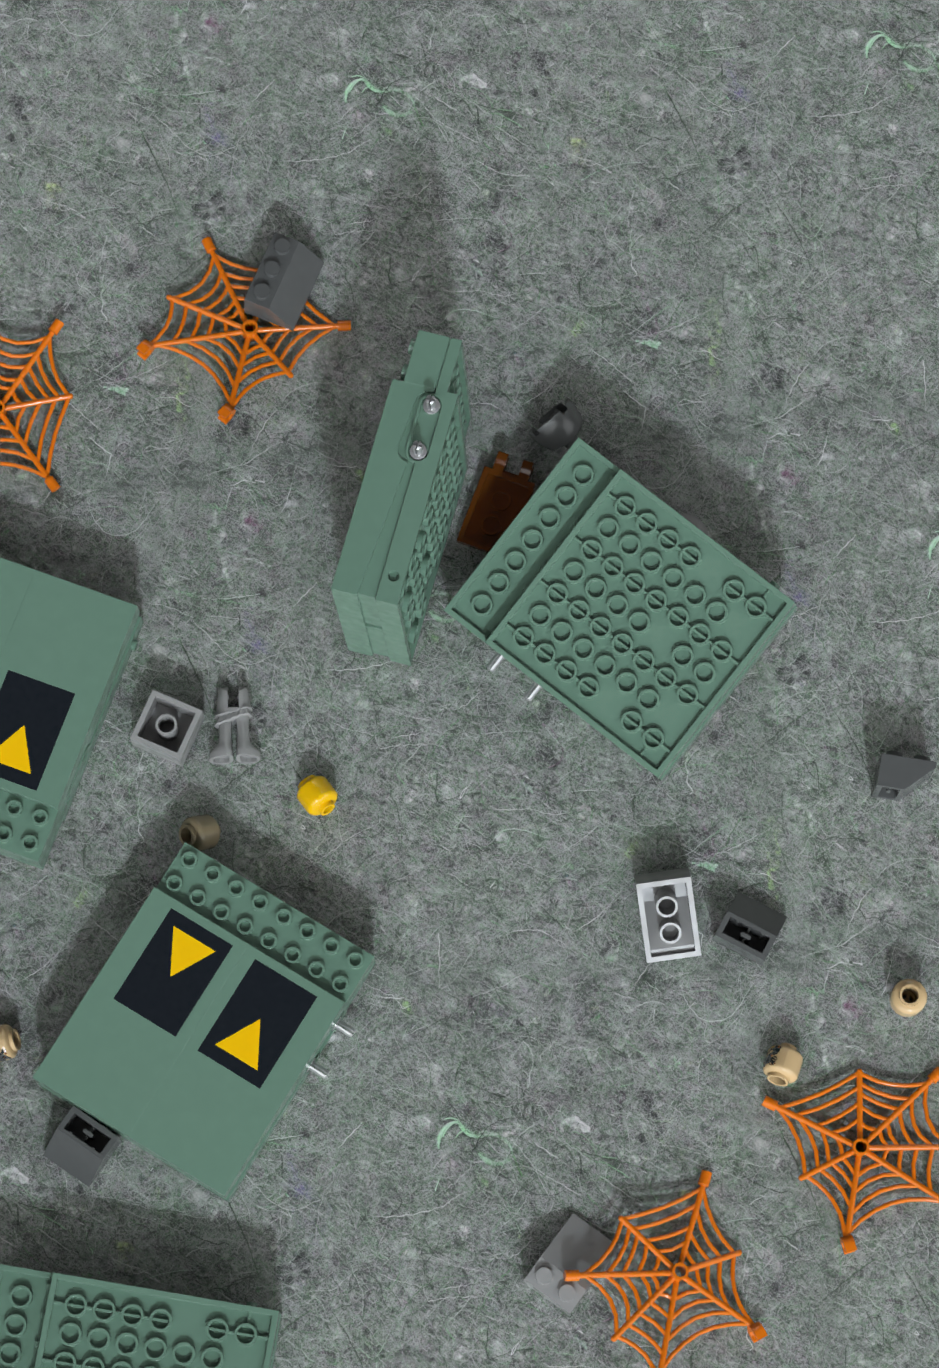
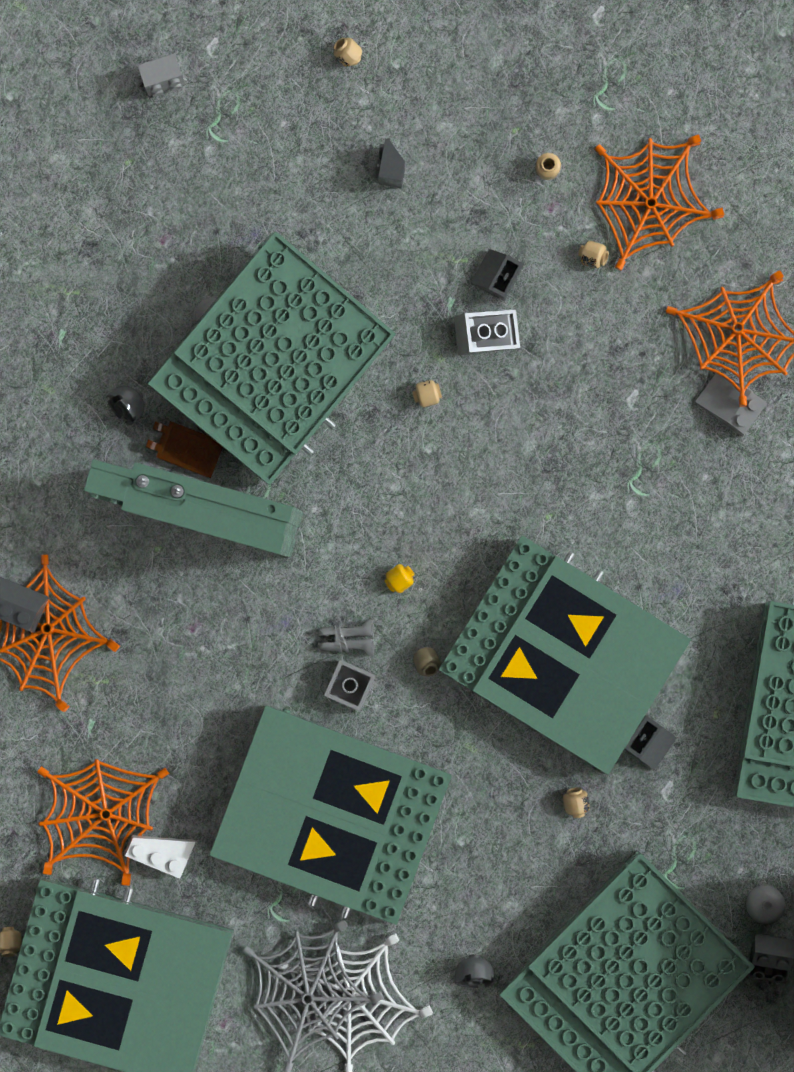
camera: 85 degrees left, 10 degrees up
(578, 831) = (427, 393): none -> tan head

